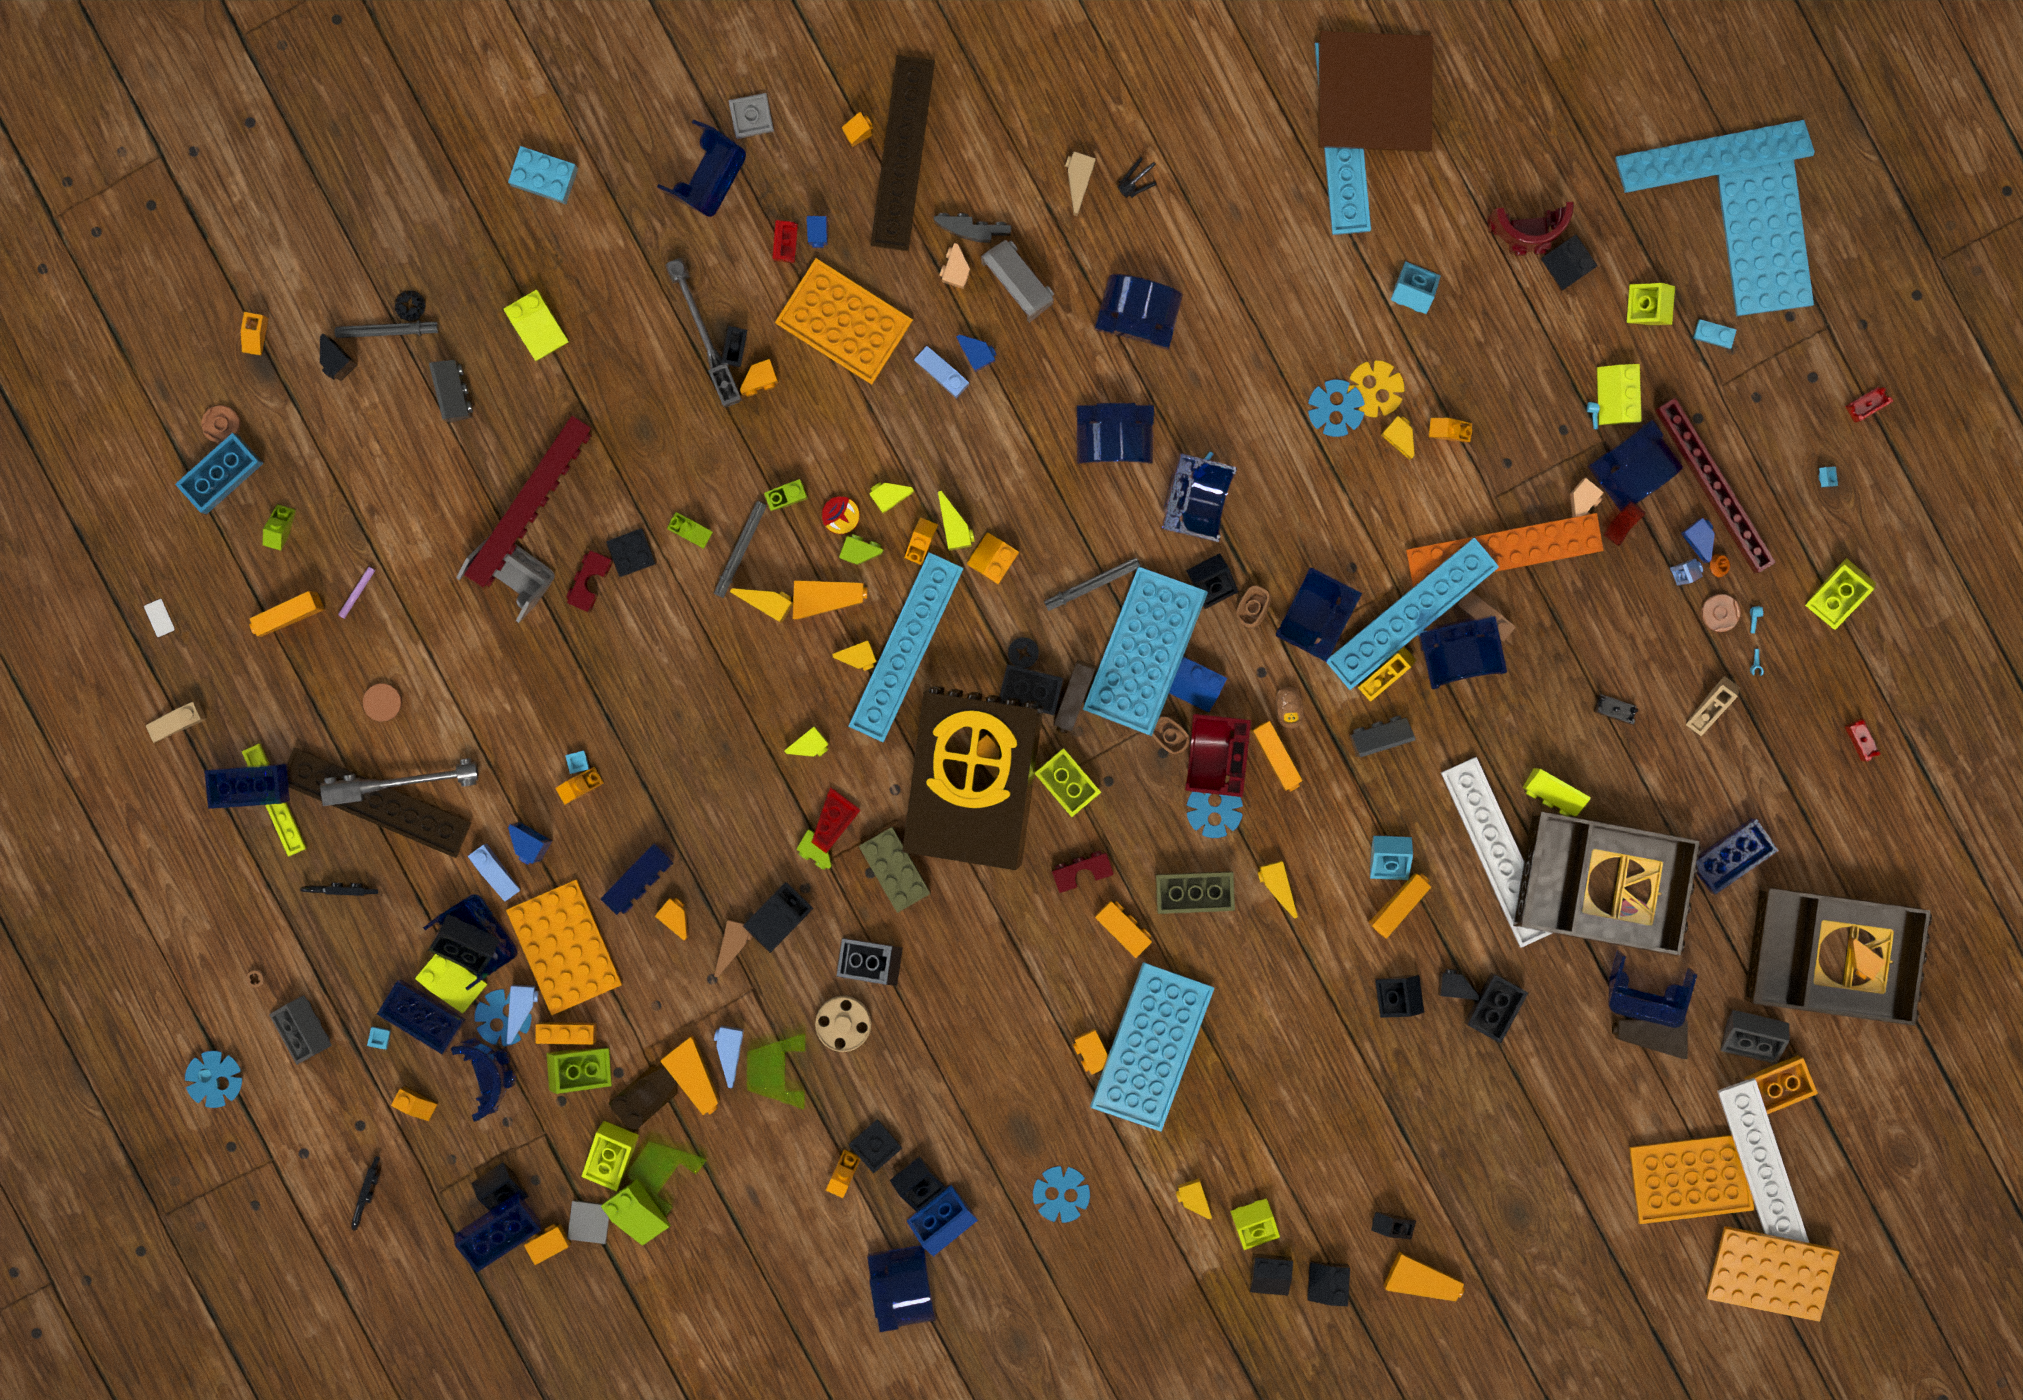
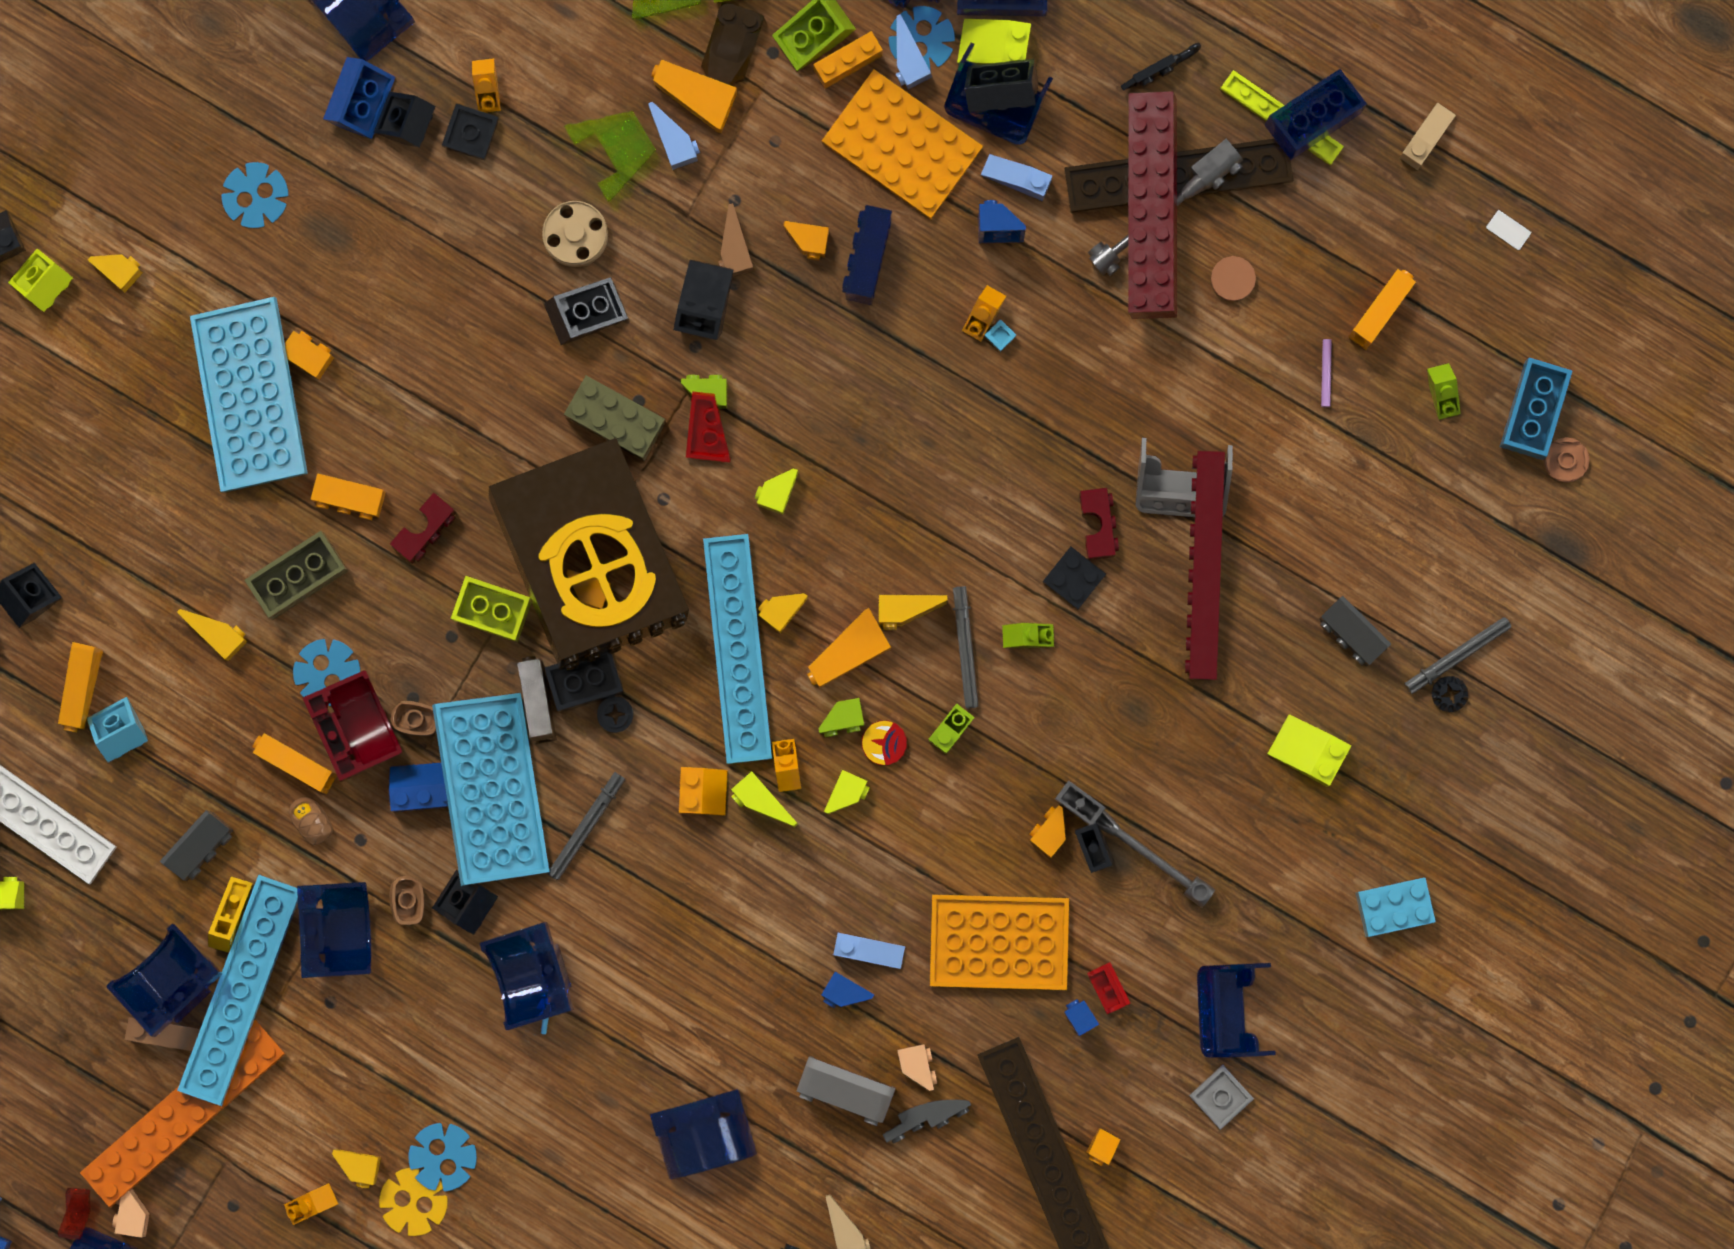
camera: 155 degrees right, 5 degrees down
(253, 333) = (1589, 570): light orange slope -> none
(334, 359) = (1491, 593): black slope -> none
(407, 789) = (1152, 205): none -> dark red brick
(1115, 433) = (651, 992): clear blue piece -> none

